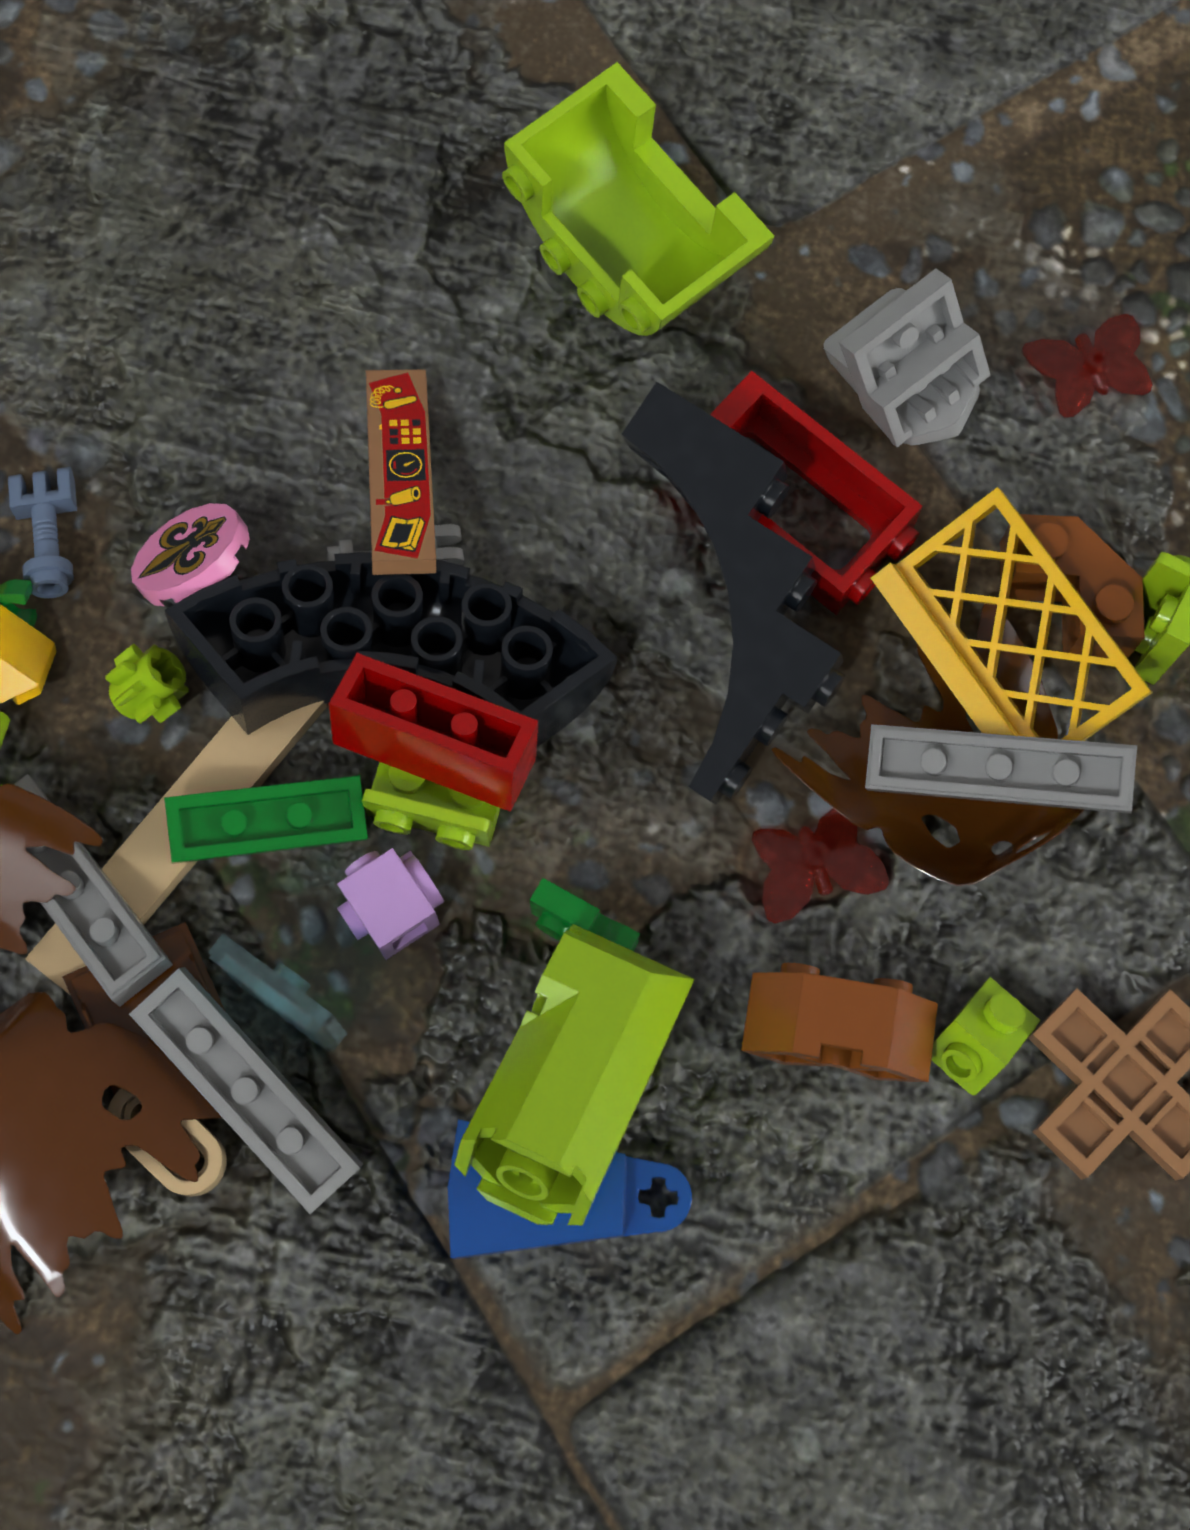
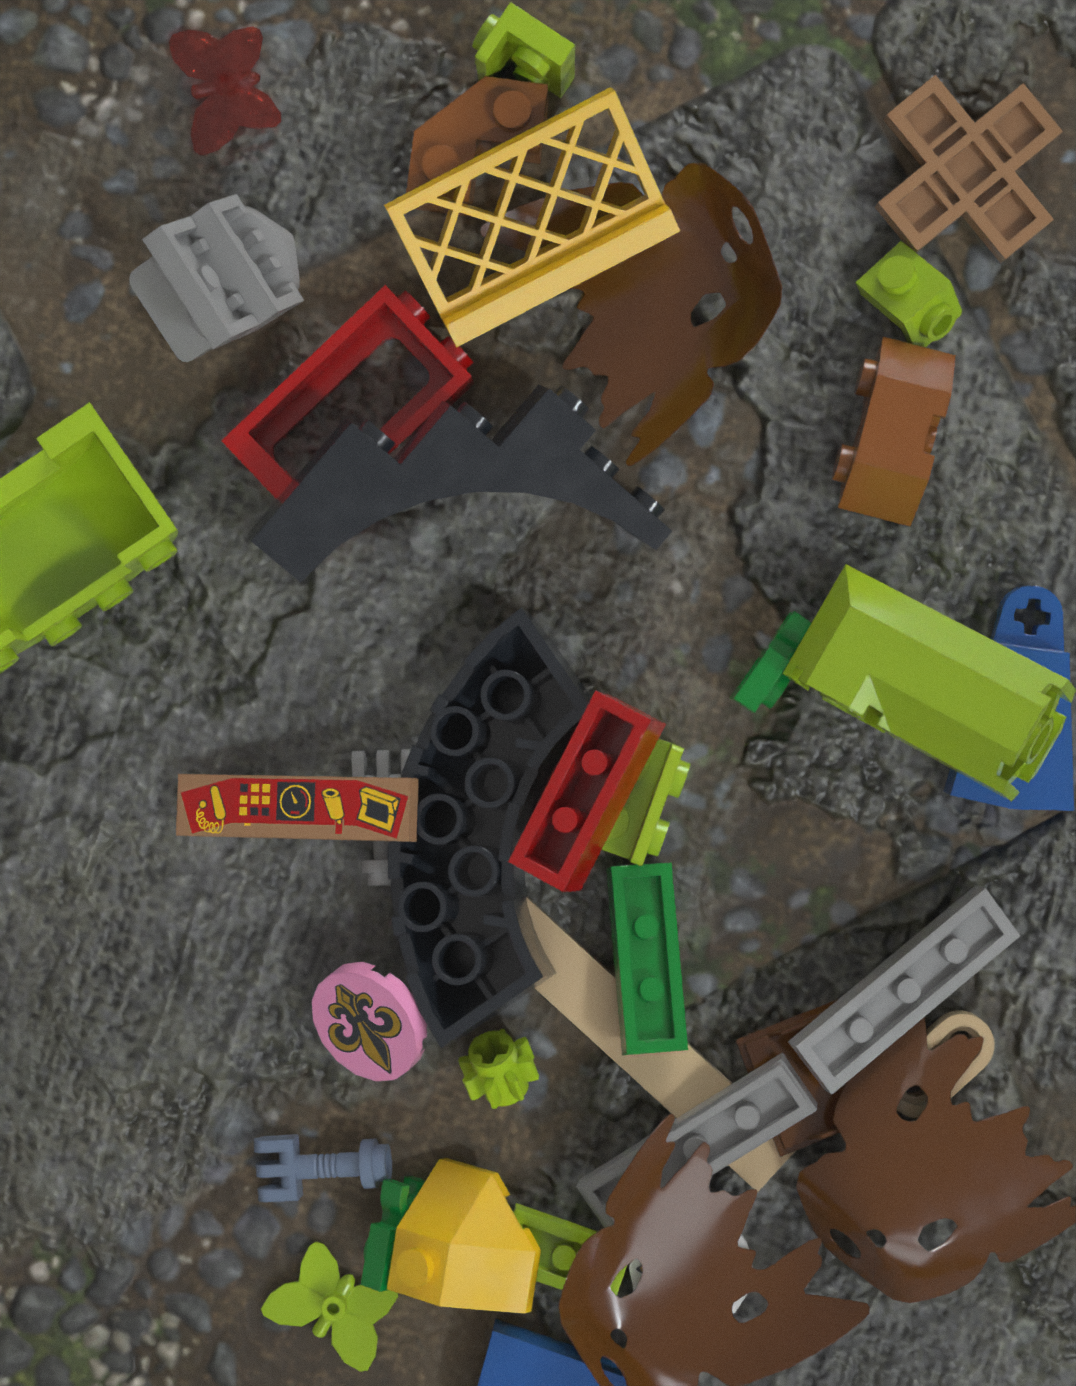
camera: 80 degrees left, 15 degrees up
(279, 991) = (824, 955): clear light blue plate -> none
(389, 900) = (734, 846): lavender brick -> none
(813, 857) = (722, 440): clear red piece -> none
(1002, 768) = (669, 245): light grey tile -> none

